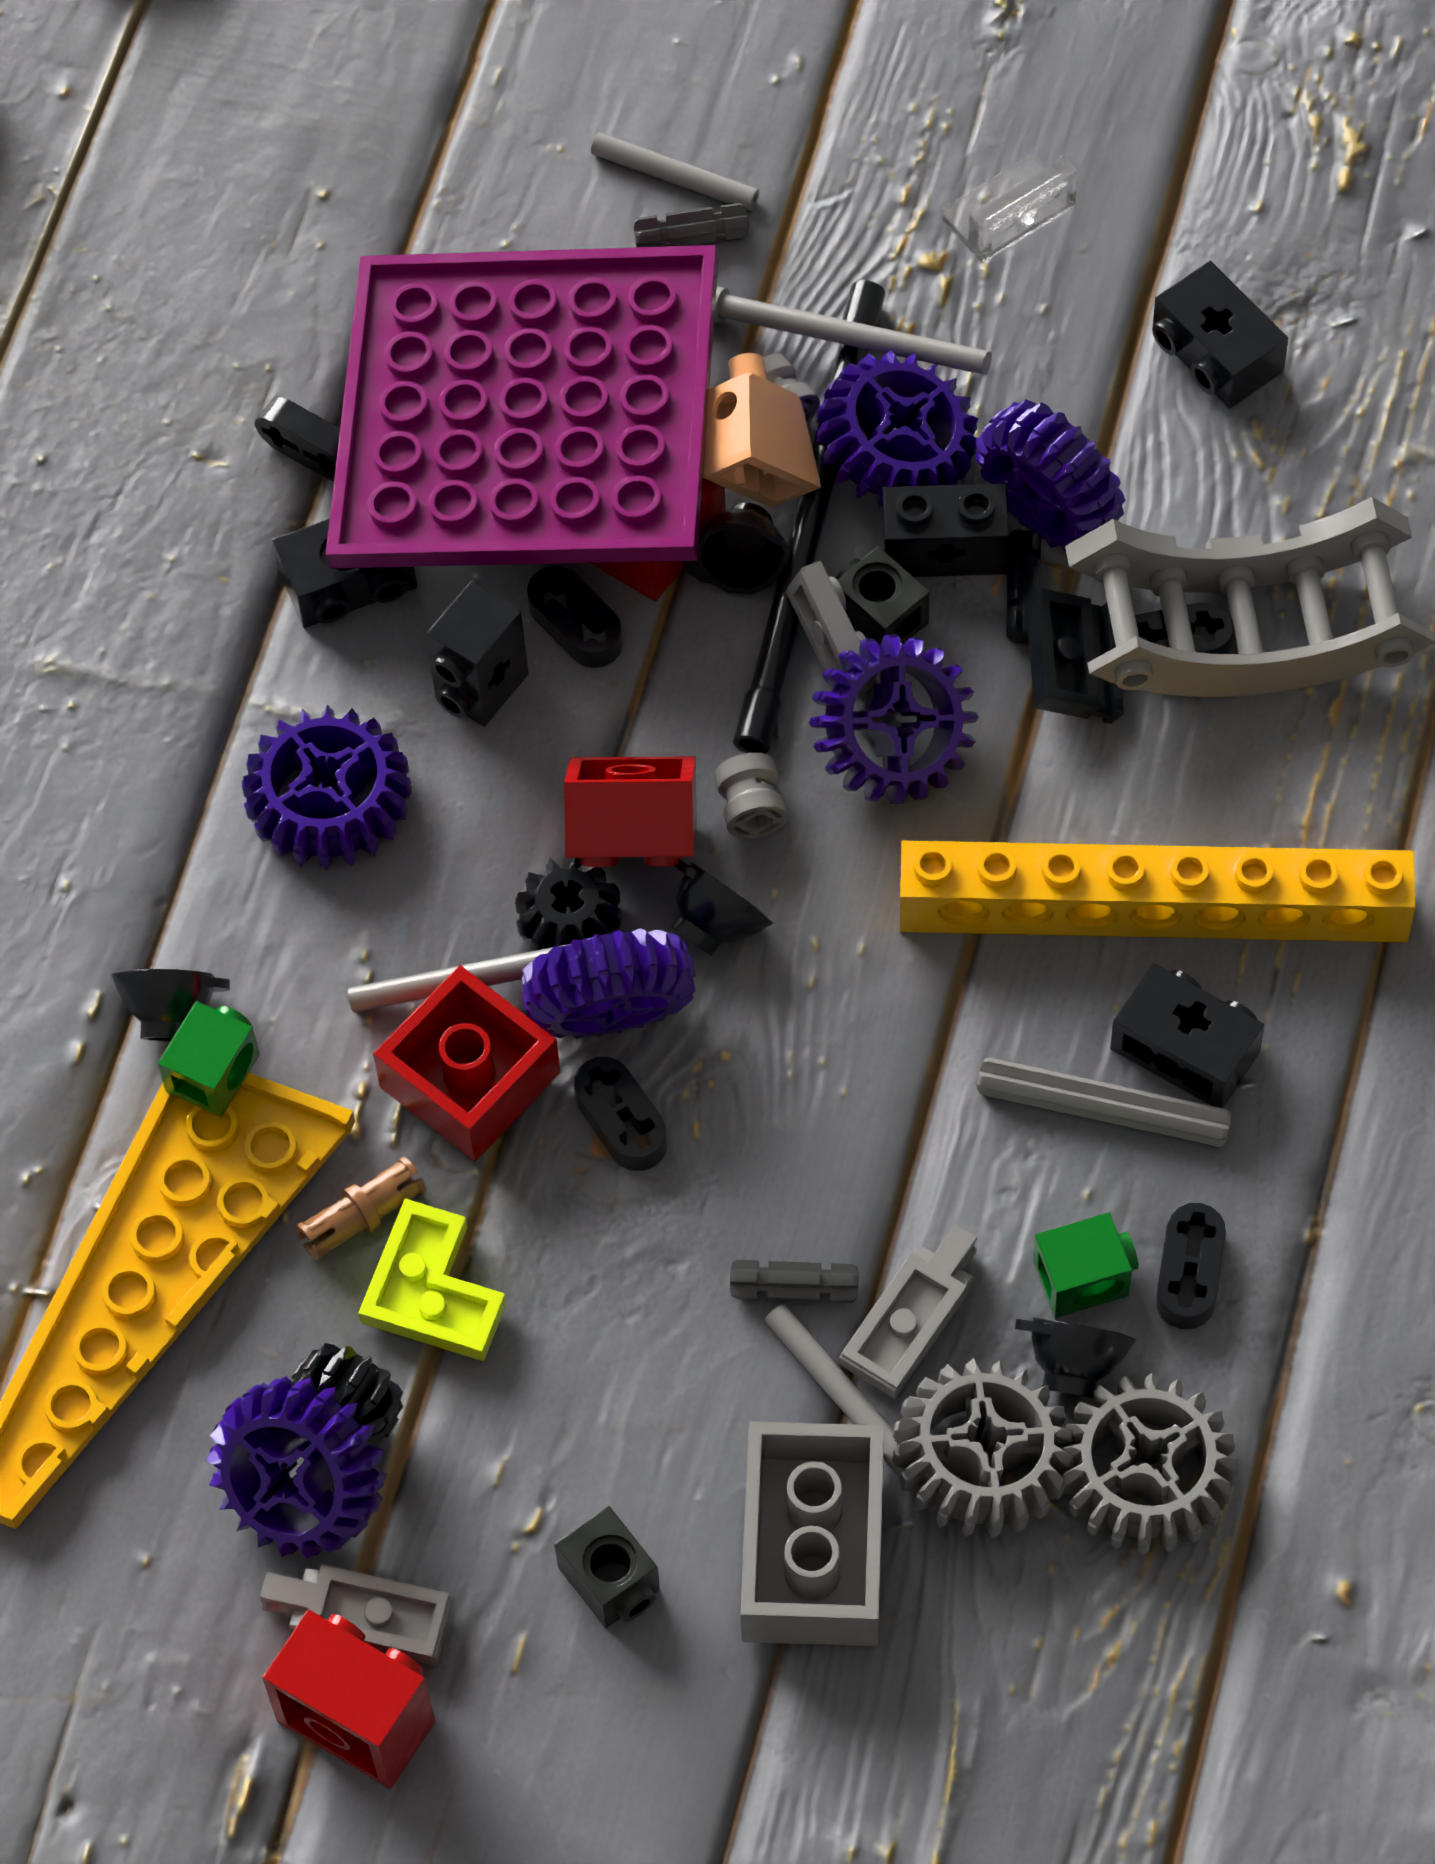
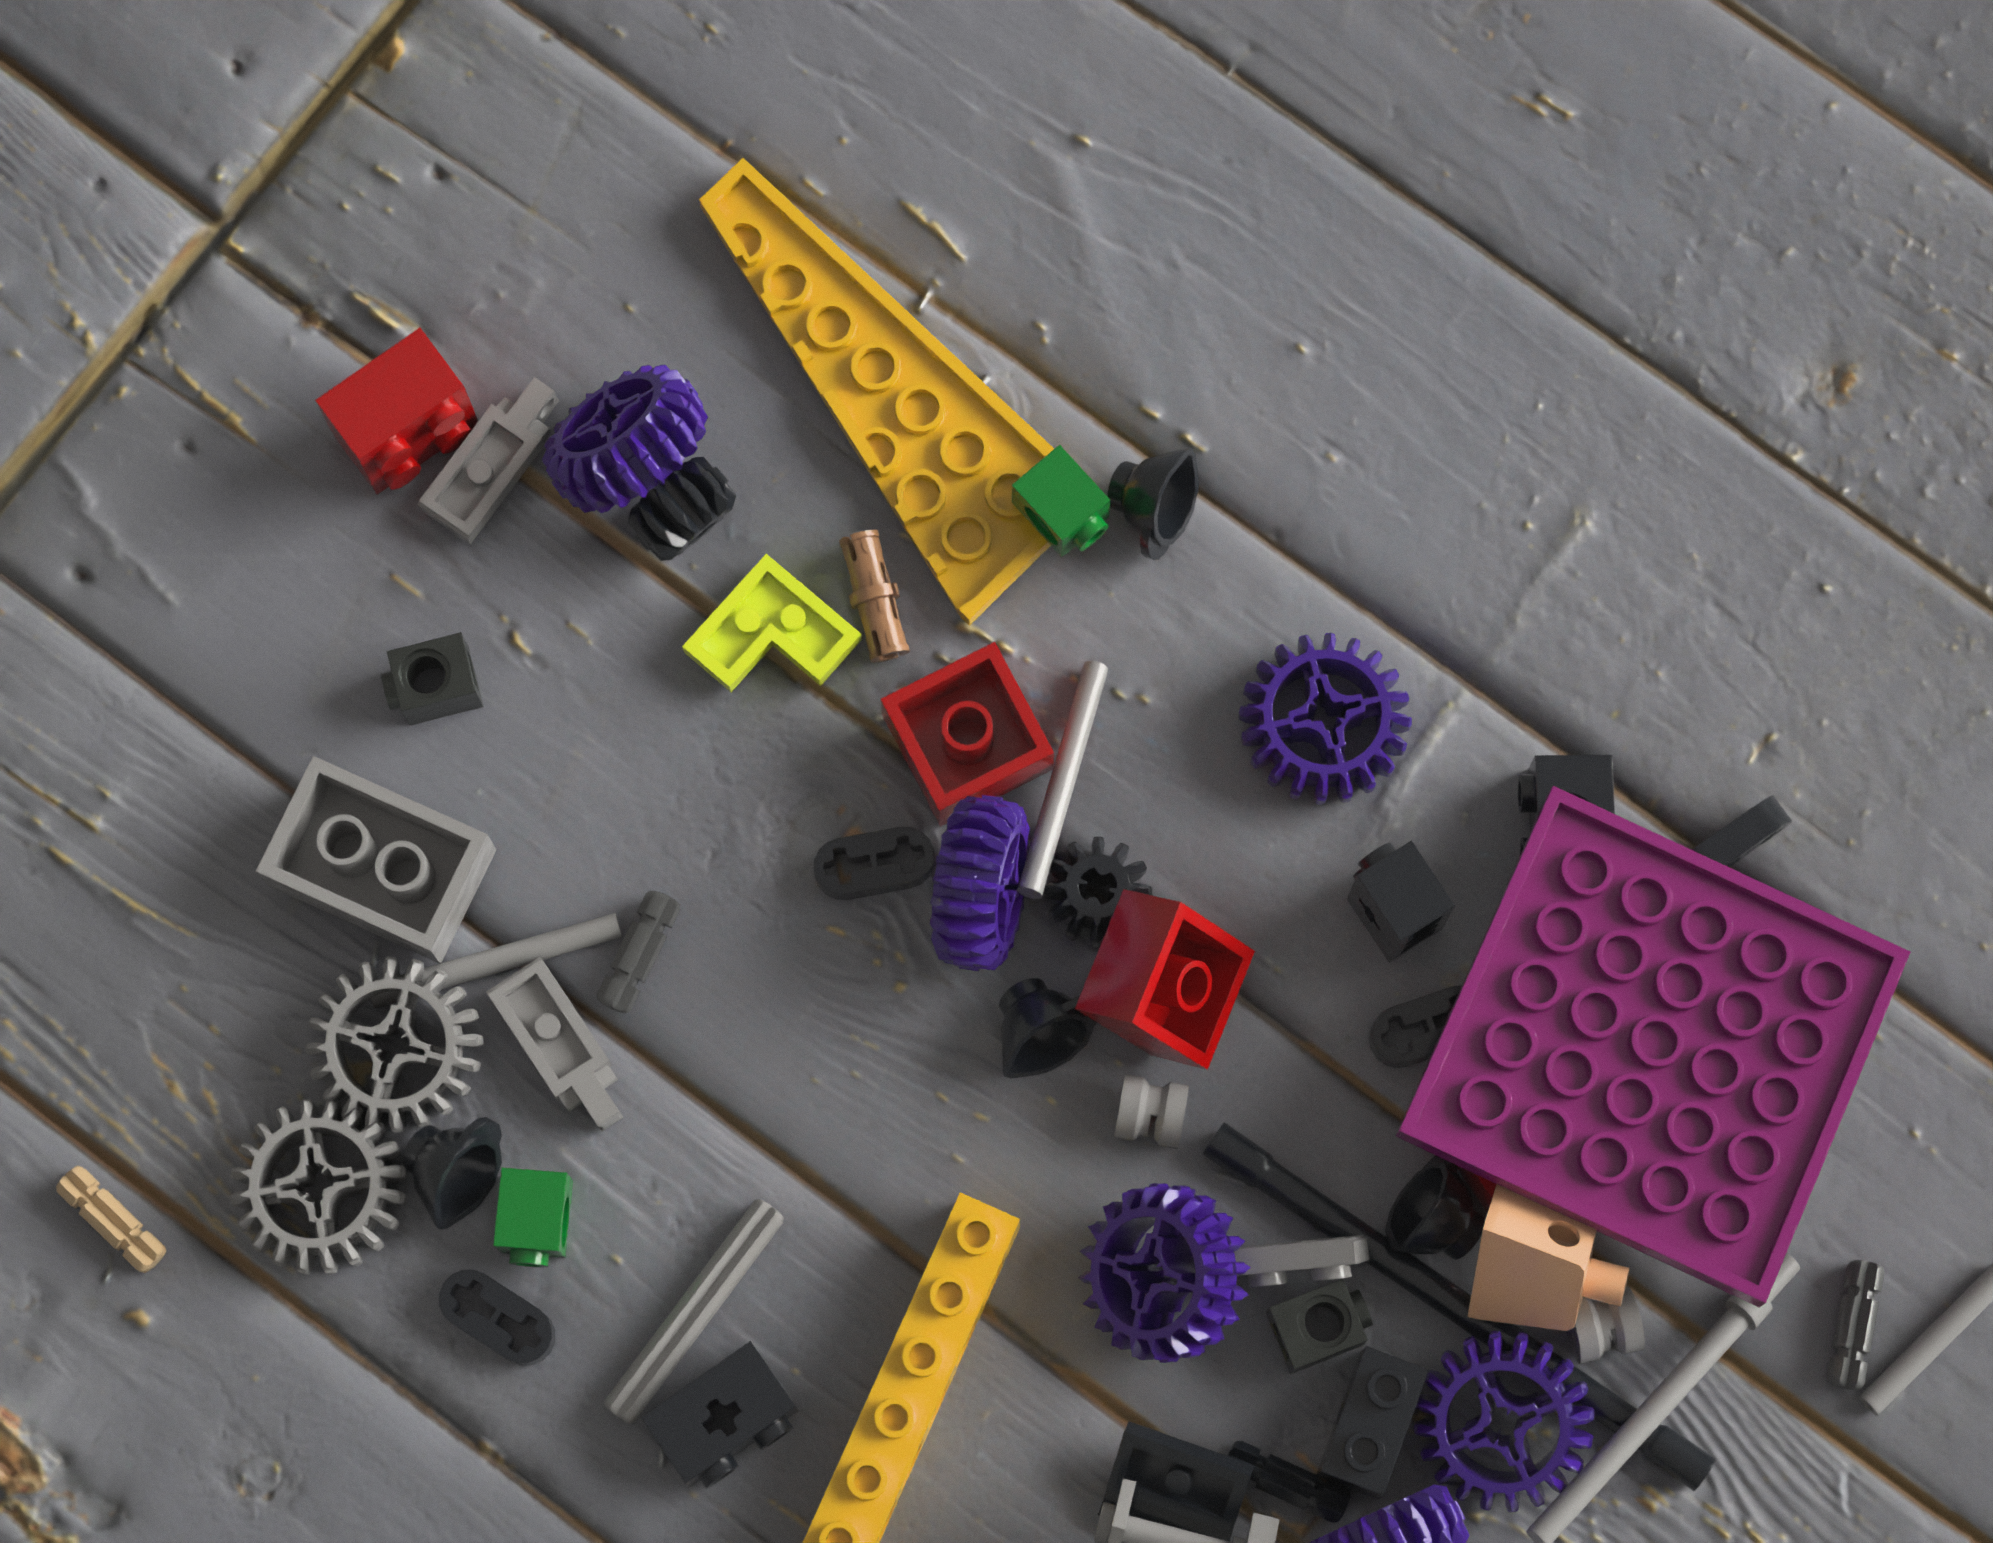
camera: 110 degrees right, 15 degrees up
(1266, 1649) = (110, 1219): none -> tan axle

